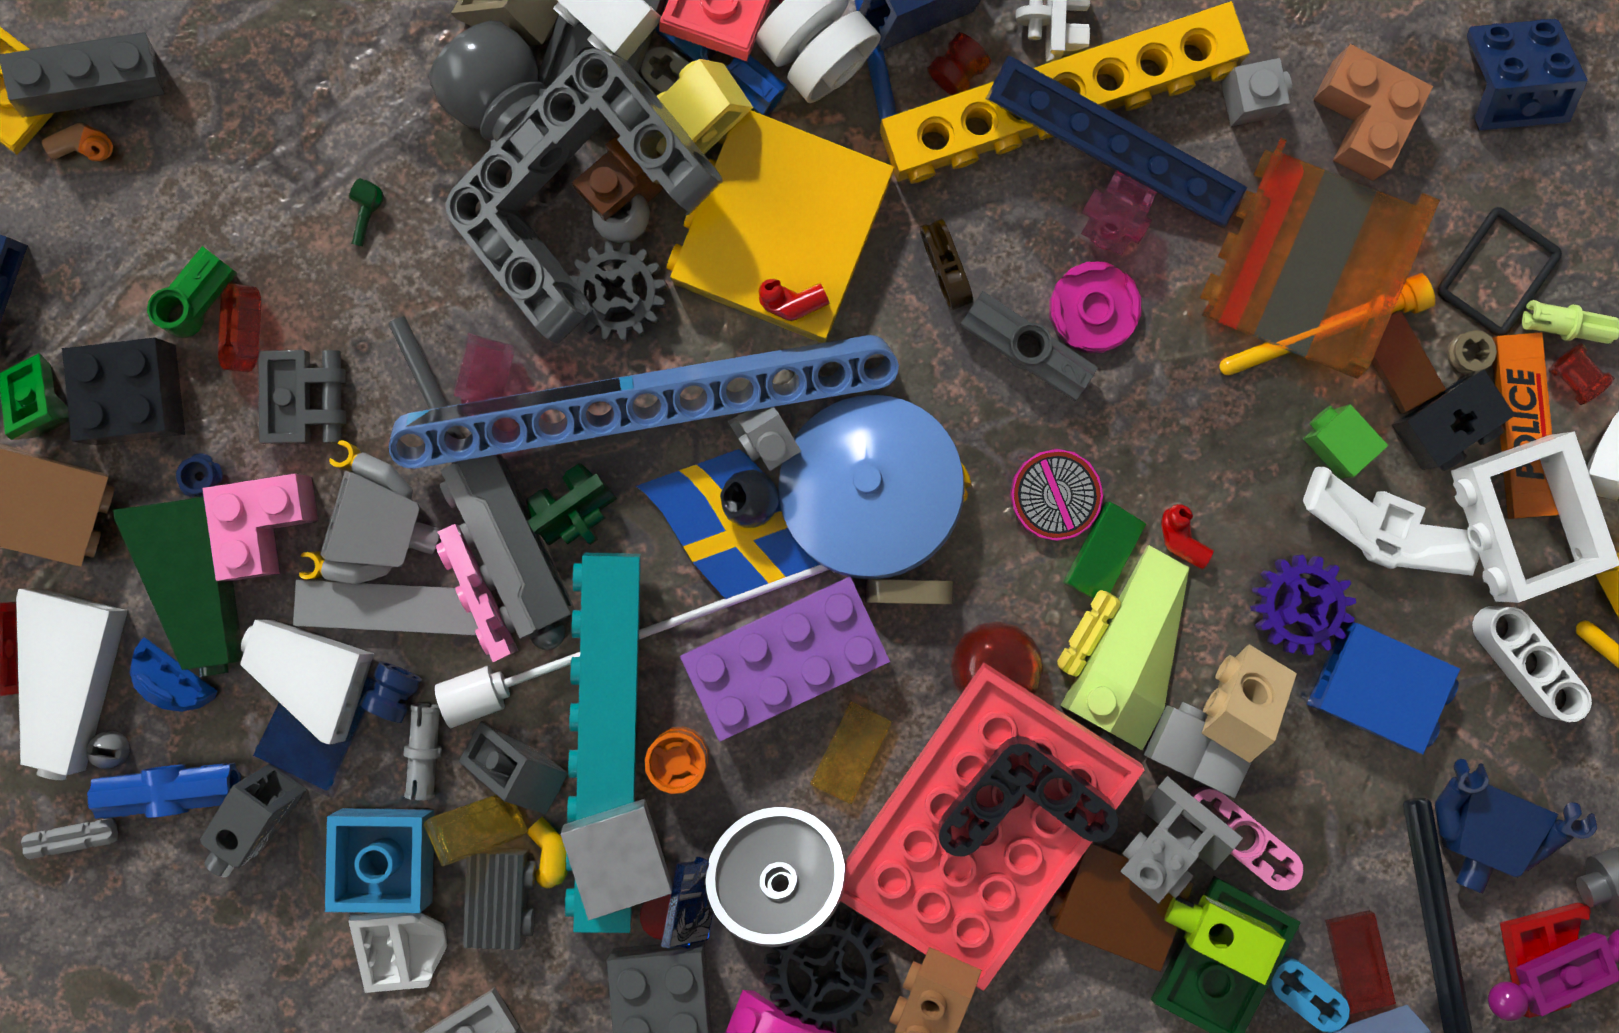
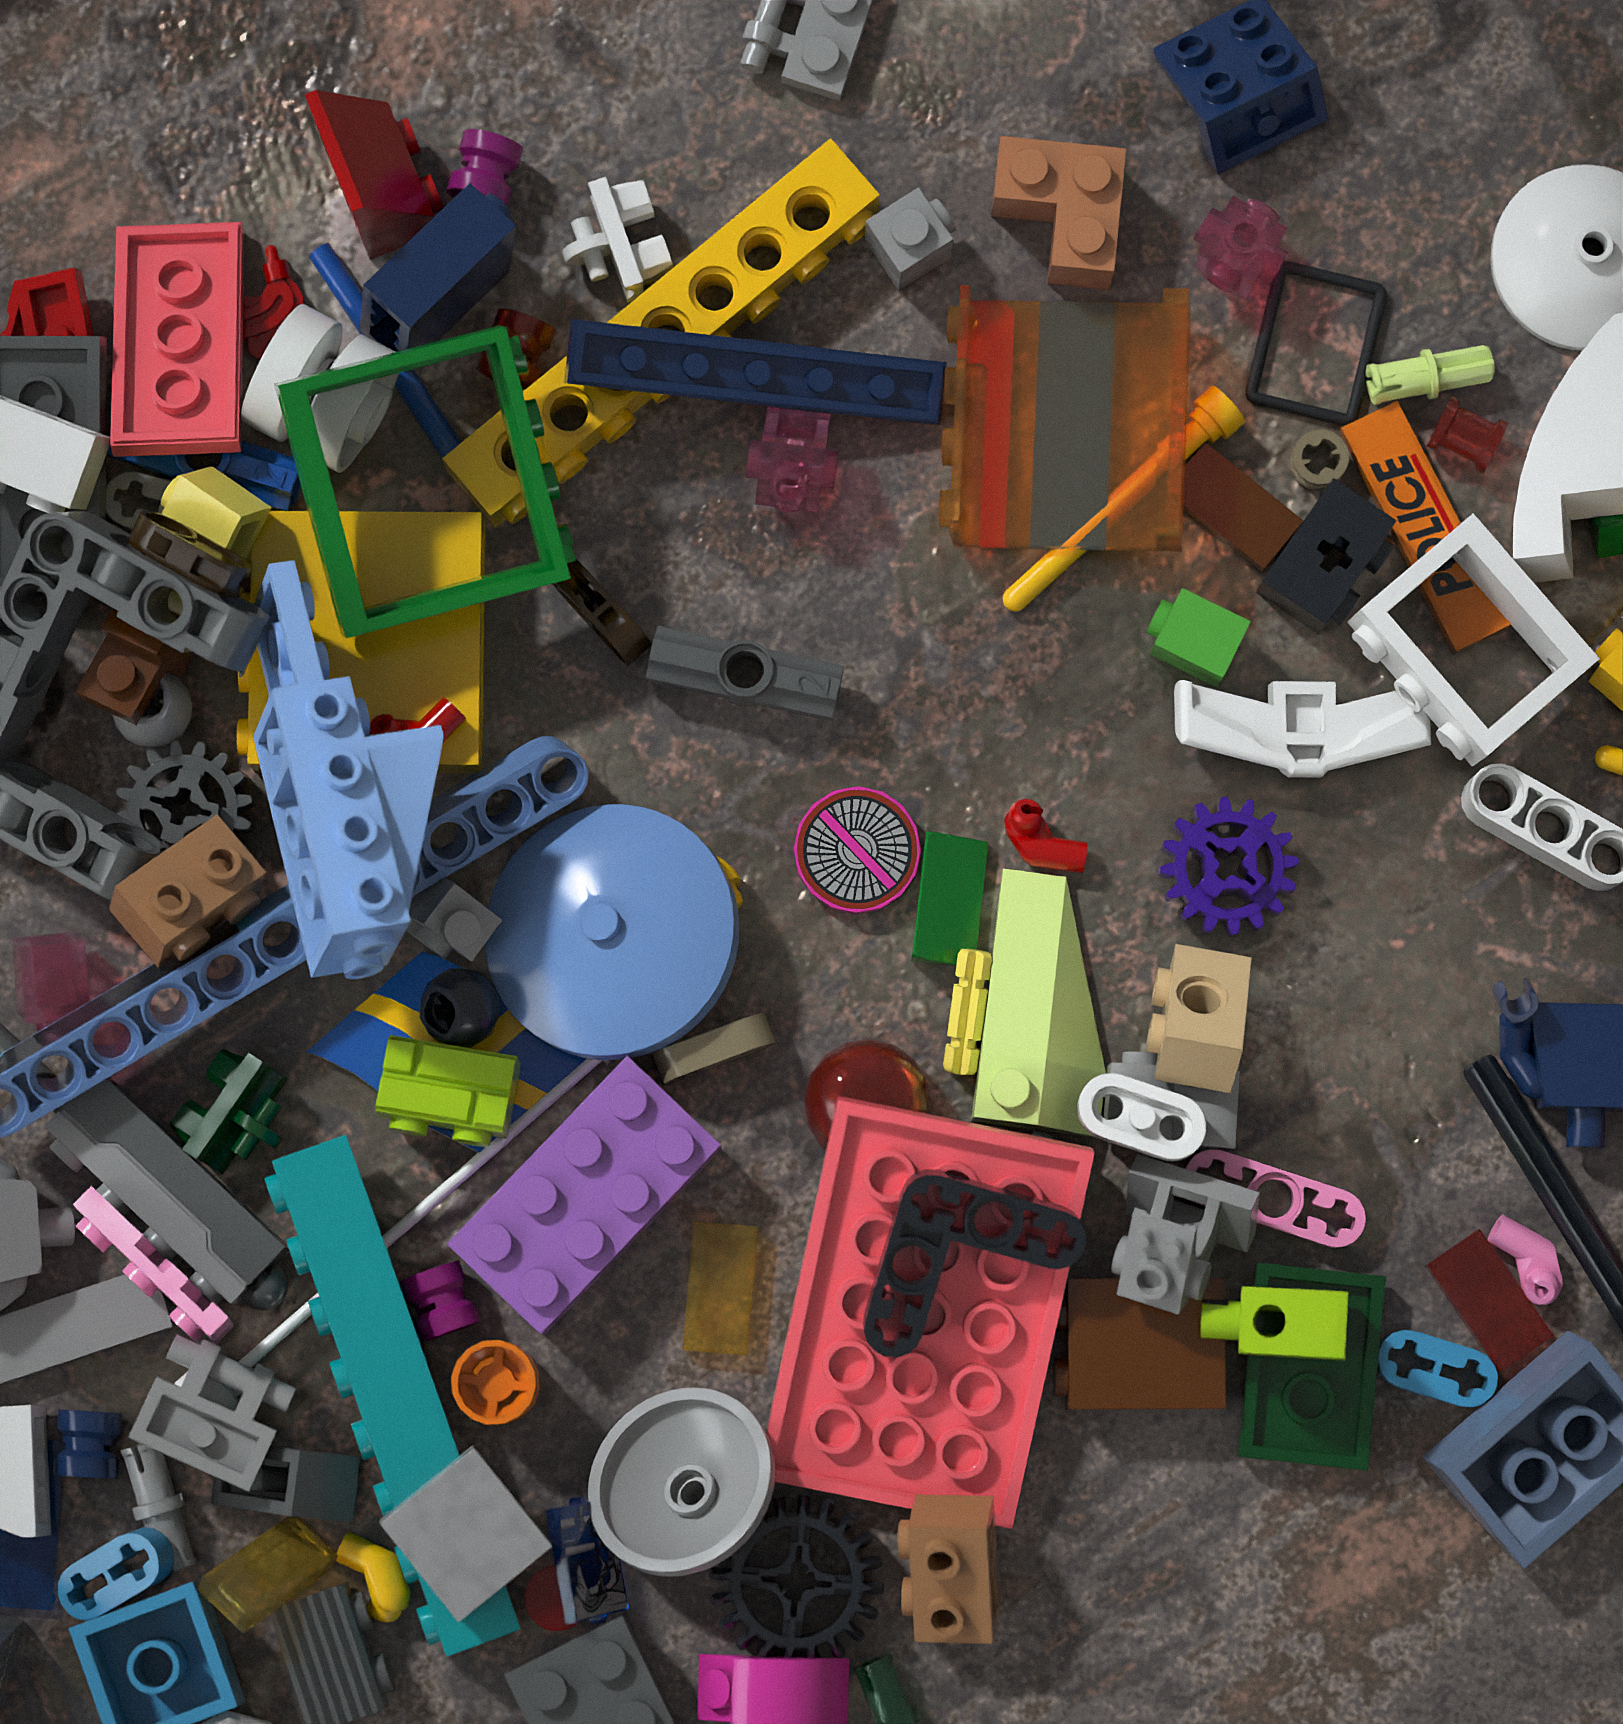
camera: 20 degrees left, 5 degrees down
(375, 779) = (109, 1562): none -> dark azure beam
(468, 719) = (205, 1432): none -> light grey plate
(596, 350) = (188, 892): none -> medium nougat brick
(660, 689) = (439, 1301): none -> magenta wheel
(684, 115) = (189, 554): none -> dark brown piece
(719, 549) = (447, 1089): none -> lime brick
(723, 328) = (340, 802): none -> light blue wedge
(941, 158) = (536, 481): none -> green window
(1095, 307) = (813, 590): dark pink tile -> none
(1182, 754) = (1141, 1116): none -> white plate
(1385, 687) = (1375, 932): blue brick -> none
(1403, 946) = (1534, 1257): none -> bright pink arm
(1480, 185) = (1238, 267): none -> clear pink brick

